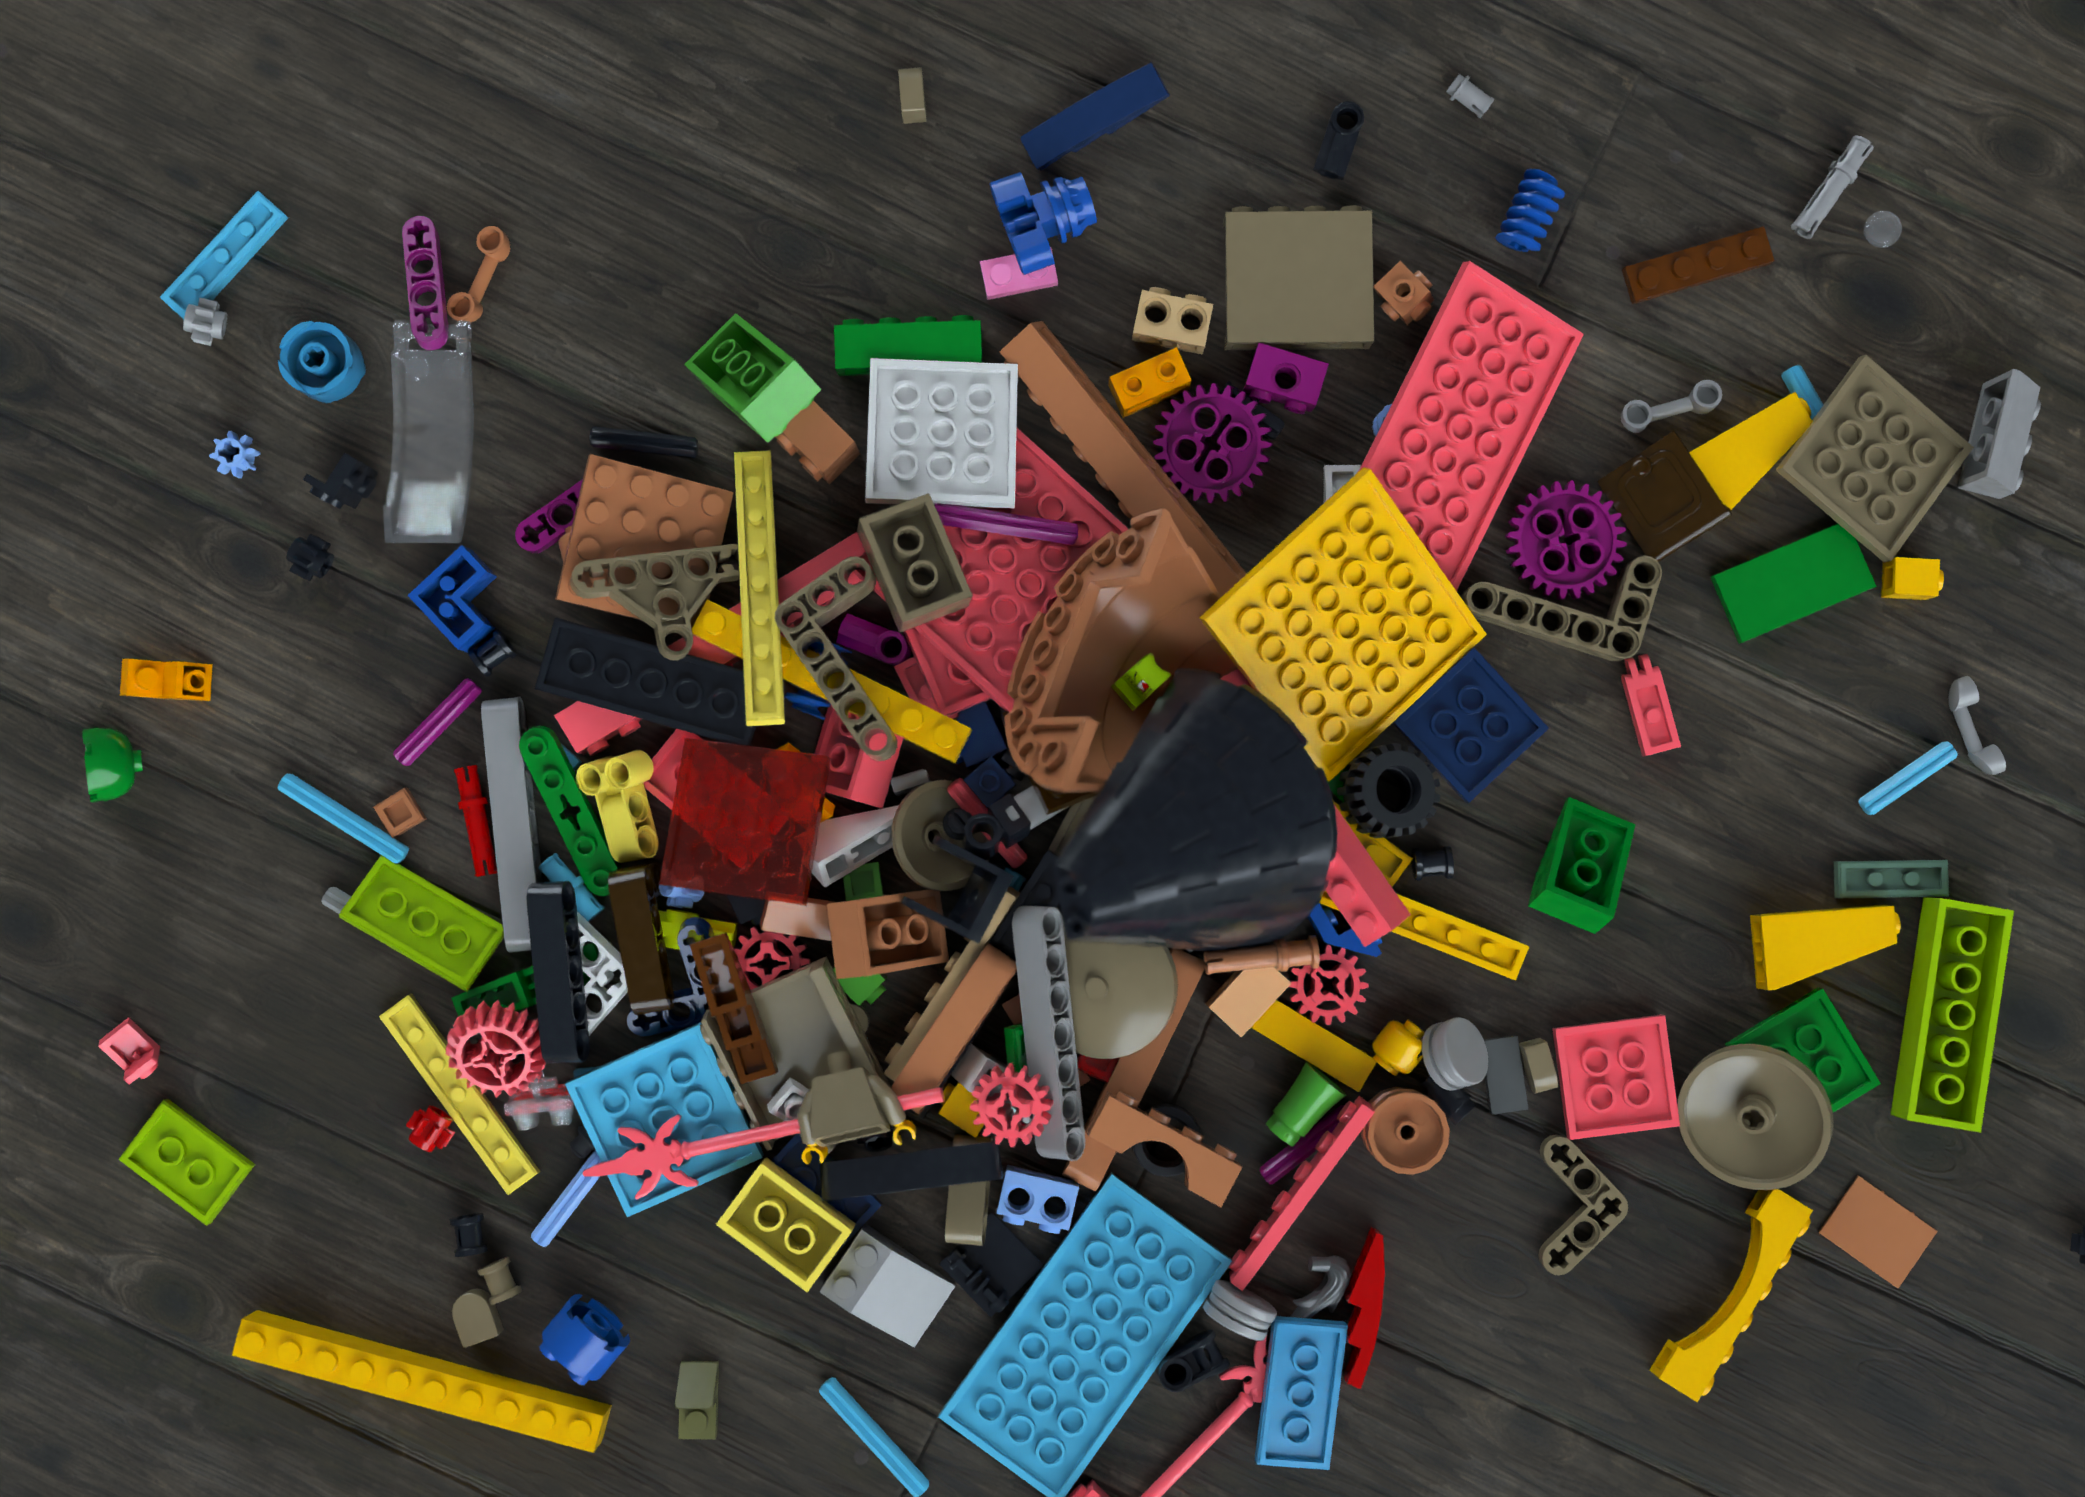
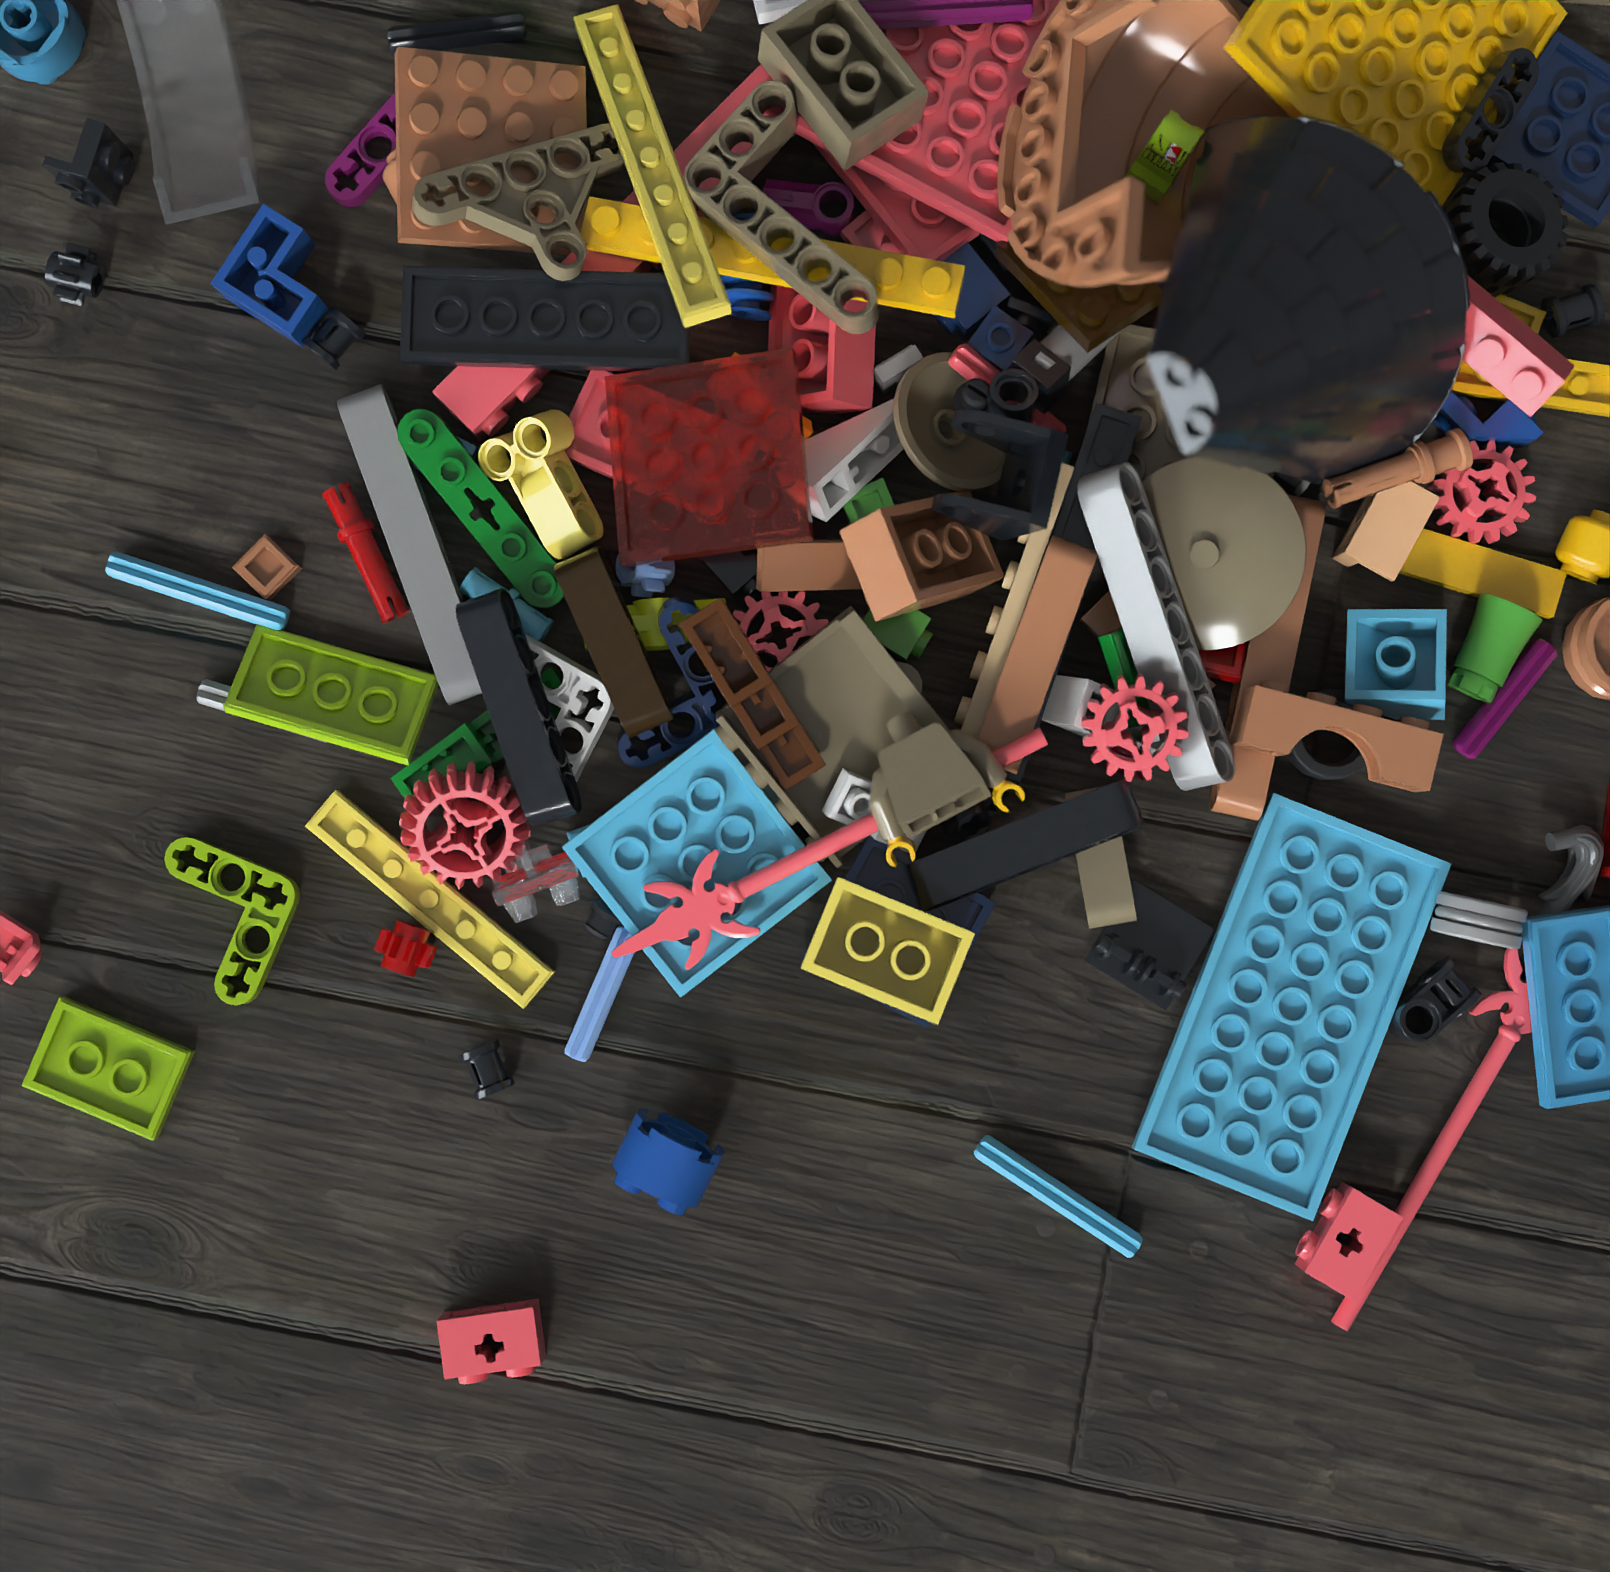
camera: 15 degrees left, 0 degrees up
(327, 1072) = (256, 911): none -> lime beam
(422, 1380) = (473, 1265): yellow brick -> none
(437, 722) = (286, 442): magenta axle -> none
(439, 1430) = (466, 1329): none -> coral brick
(476, 1317) = (521, 1171): dark tan piece -> none
(499, 1280) = (540, 1117): dark tan bush -> none
(698, 1399) = (826, 1205): olive slope -> none
(887, 1286) = (1028, 1003): light grey slope -> none
(957, 1108) = (1067, 757): yellow brick -> none
(1040, 1188) = (1187, 836): light blue brick -> none
(1227, 1100) = (1397, 661): none -> medium azure slope
(1291, 1203) = (1523, 738): coral plate -> none
(1388, 699) = (1508, 102): none -> black beam

